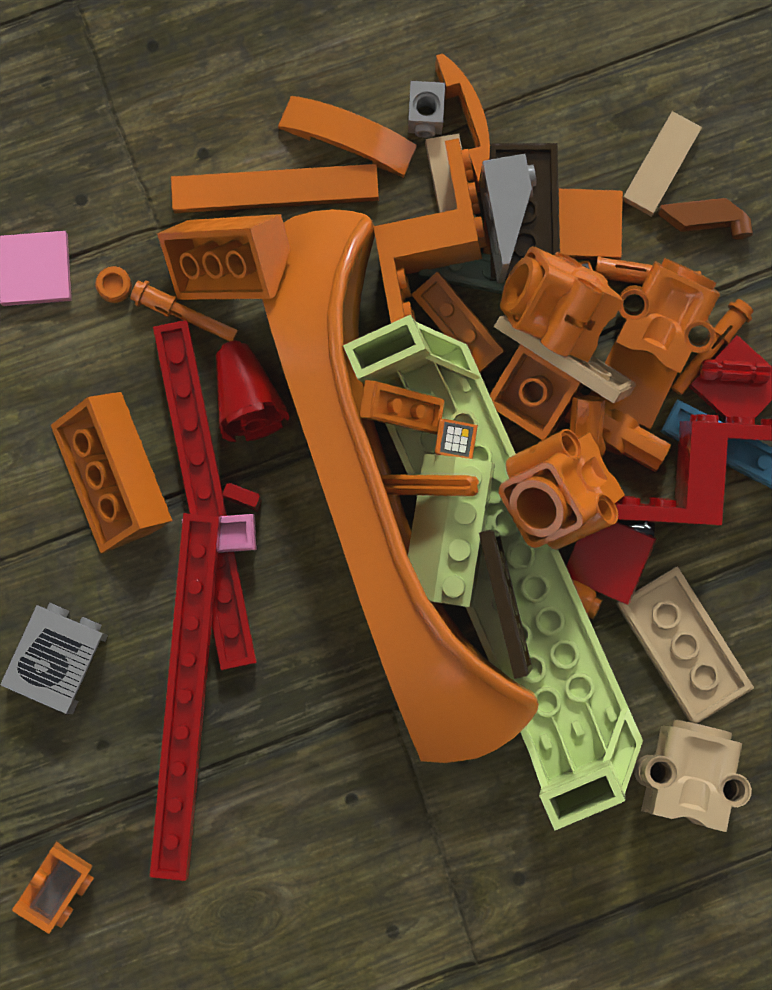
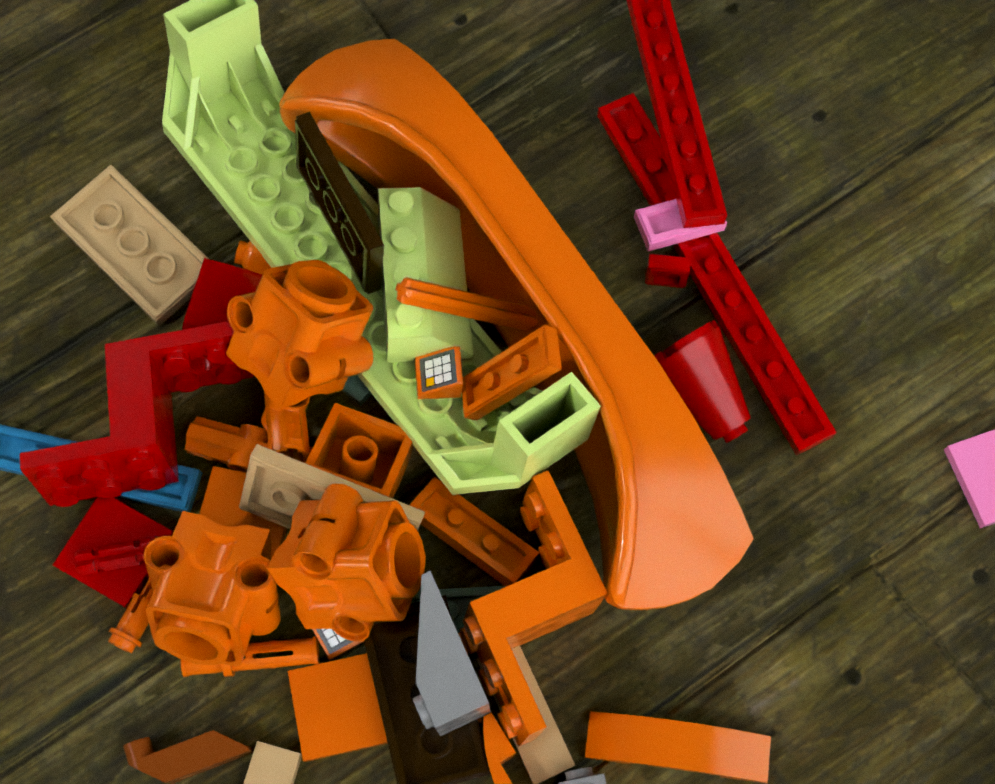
camera: 170 degrees right, 10 degrees down
(53, 658) = (813, 63): light grey panel -> none
(110, 471) = (822, 263): orange slope -> none
(113, 284) = (901, 479): orange tile -> none
(166, 304) = (828, 467): orange pin -> none
(226, 257) = (777, 517): orange slope -> none
(274, 188) = (747, 650): orange tile -> none
(693, 772) = (101, 100): tan piece -> none

